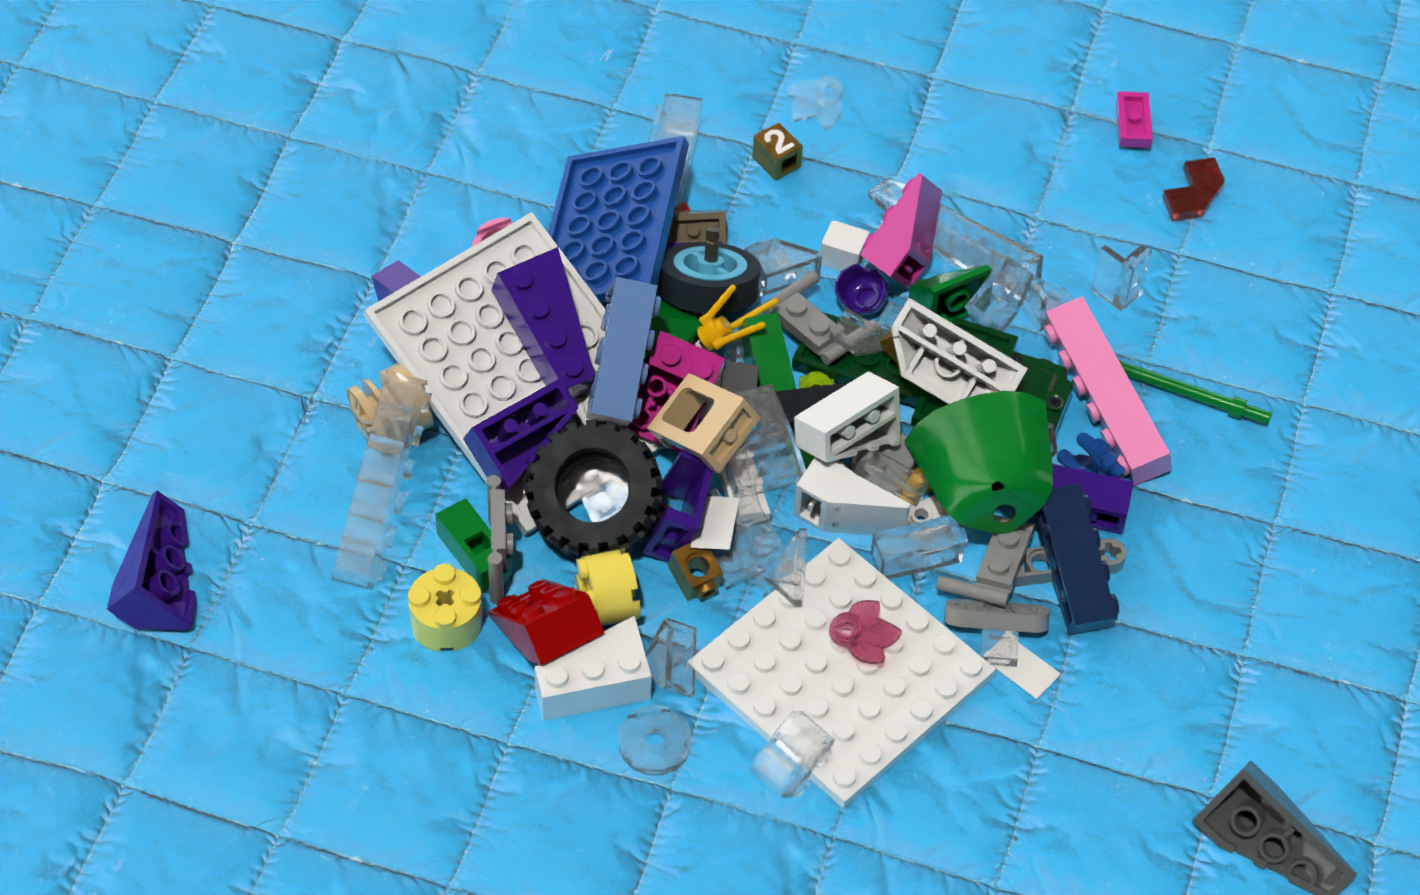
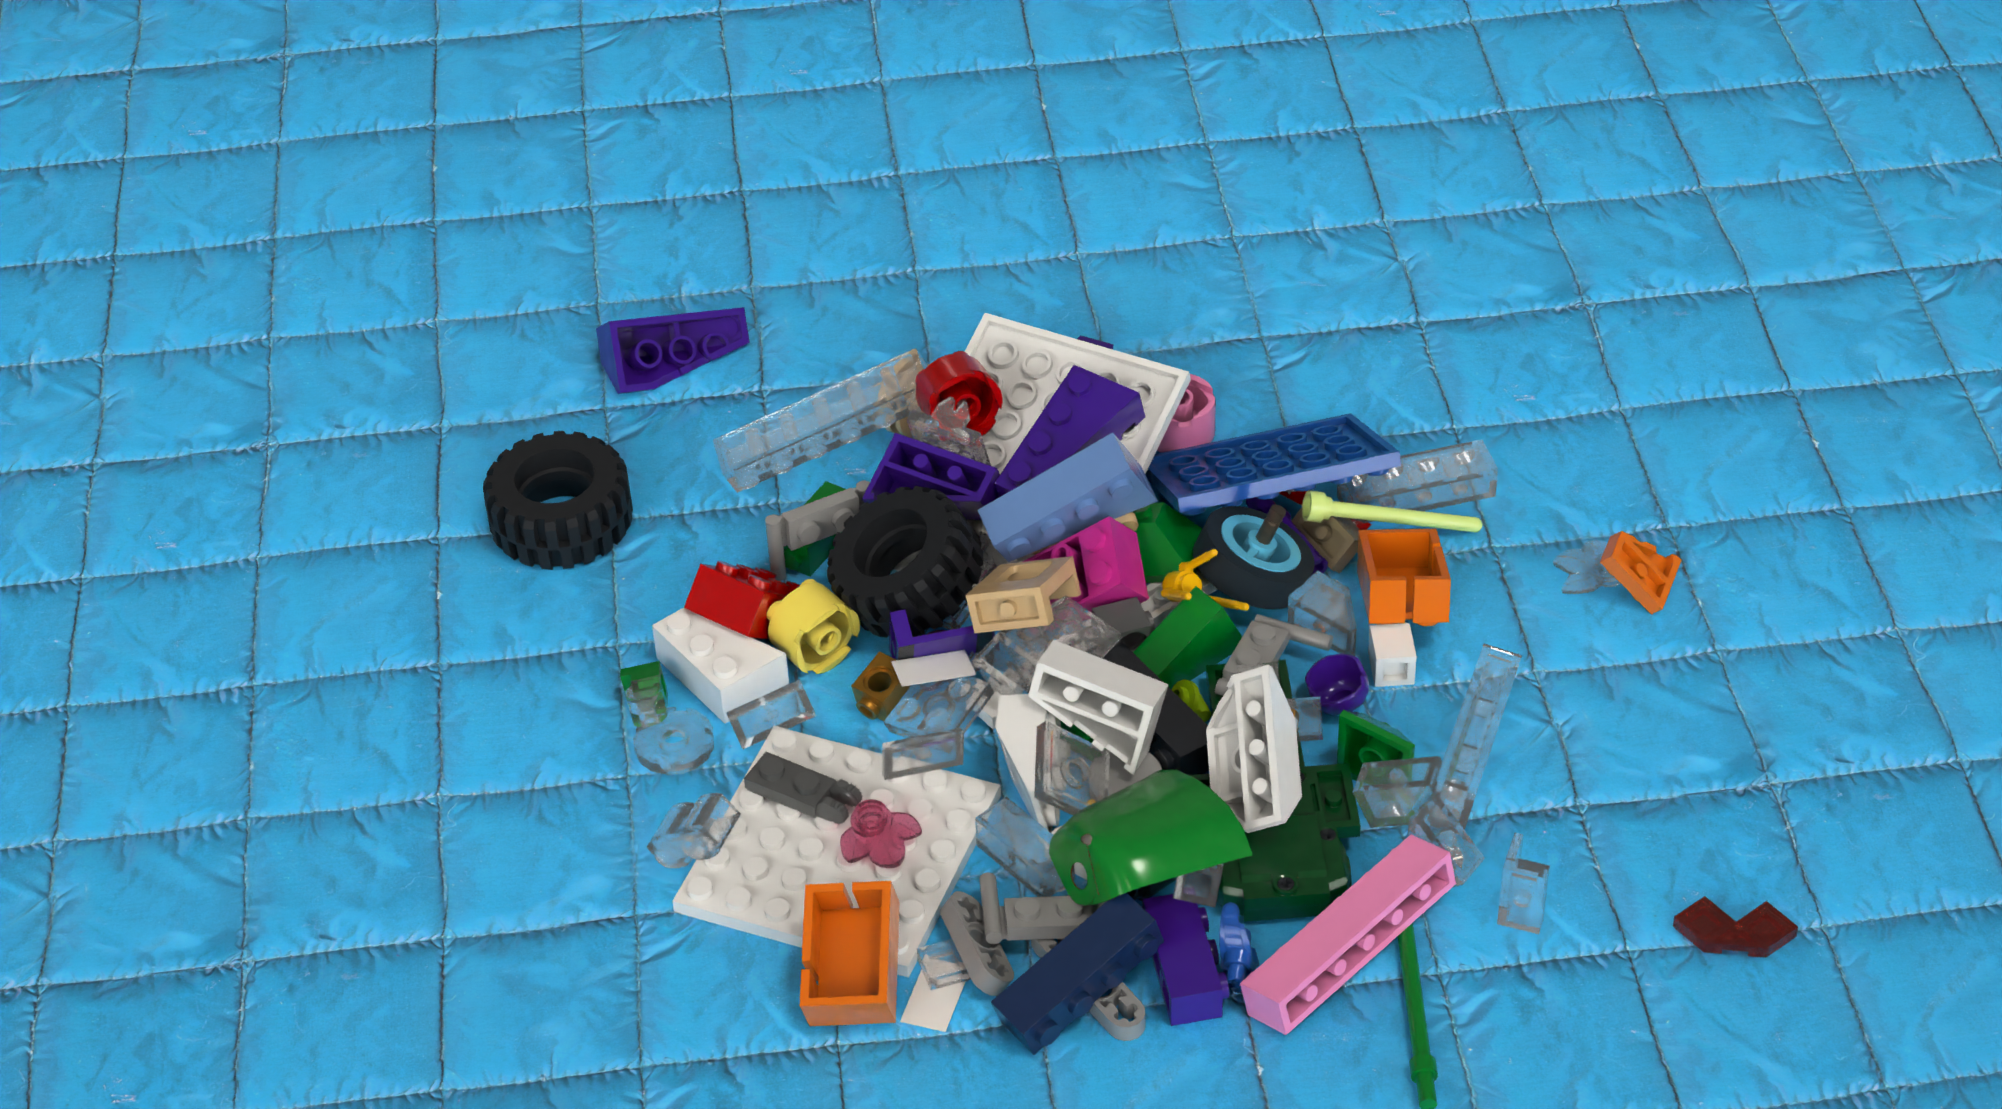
camera: 70 degrees right, 10 degrees down
(311, 677) = (563, 530): none -> black tyre
(445, 608) = (729, 530): light yellow brick -> none
(459, 367) = (966, 381): none -> red brick
(501, 391) = (950, 430): none -> clear piece
(608, 733) = (645, 693): none -> clear leg
(686, 212) = (1318, 506): none -> yellowish green piece
(777, 151) = (1485, 557): brick -> none
(783, 664) = (802, 788): none -> dark grey hinge
(804, 212) = (1403, 576): none -> orange piece
(851, 75) = (1640, 569): none -> orange wing
(907, 234) = (1421, 674): dark pink slope -> none
(990, 692) = (850, 954): none -> orange piece
(1134, 119) = (1794, 834): dark pink plate -> none

